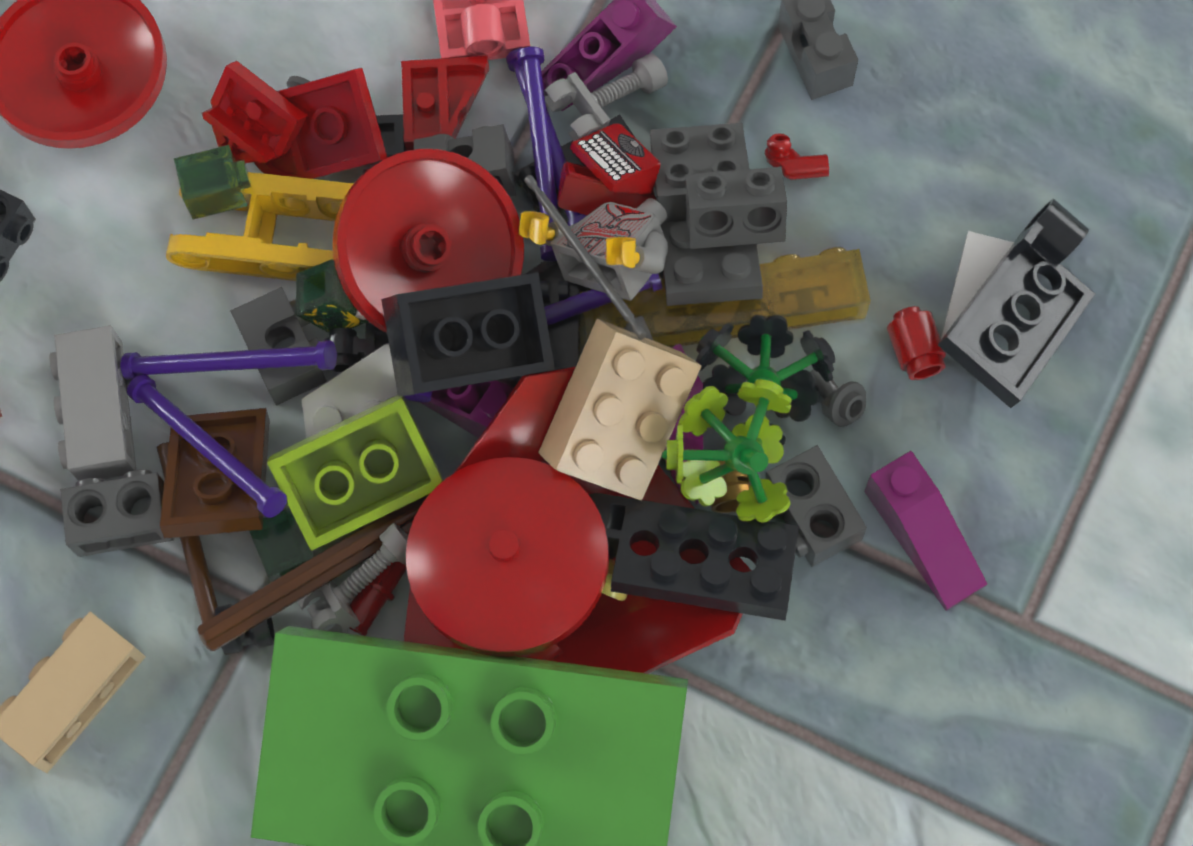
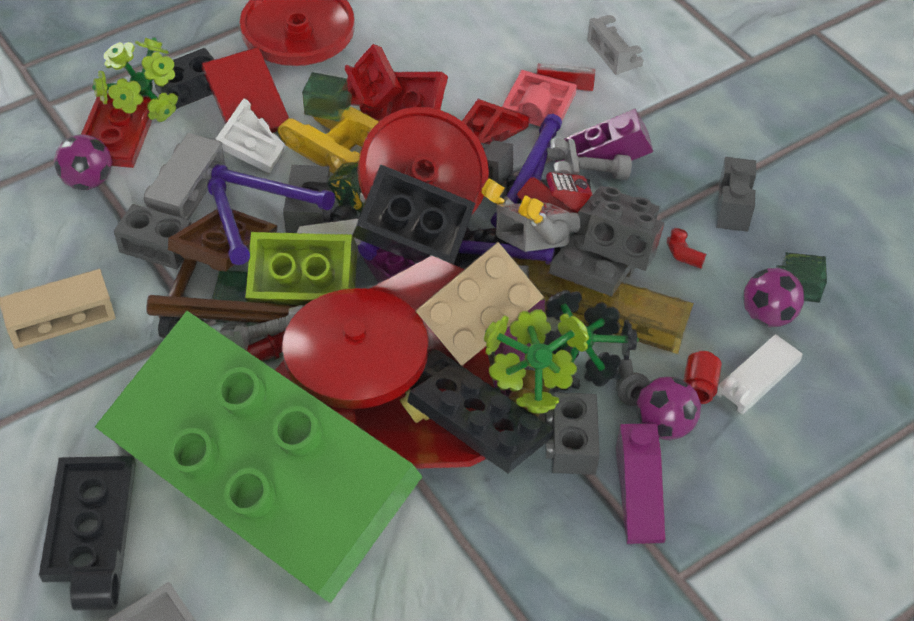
camera: 25 degrees right, 20 degrees down
(86, 224) = (245, 77): none -> red tile
(139, 292) = (250, 139): none -> white wing
(585, 257) = (511, 214): dark grey piece -> none
(908, 415) = (670, 405): none -> magenta piece
(946, 184) = (773, 297): none -> magenta piece
(958, 129) = (809, 271): none -> clear green brick
(1032, 342) = (816, 360): hinge -> none

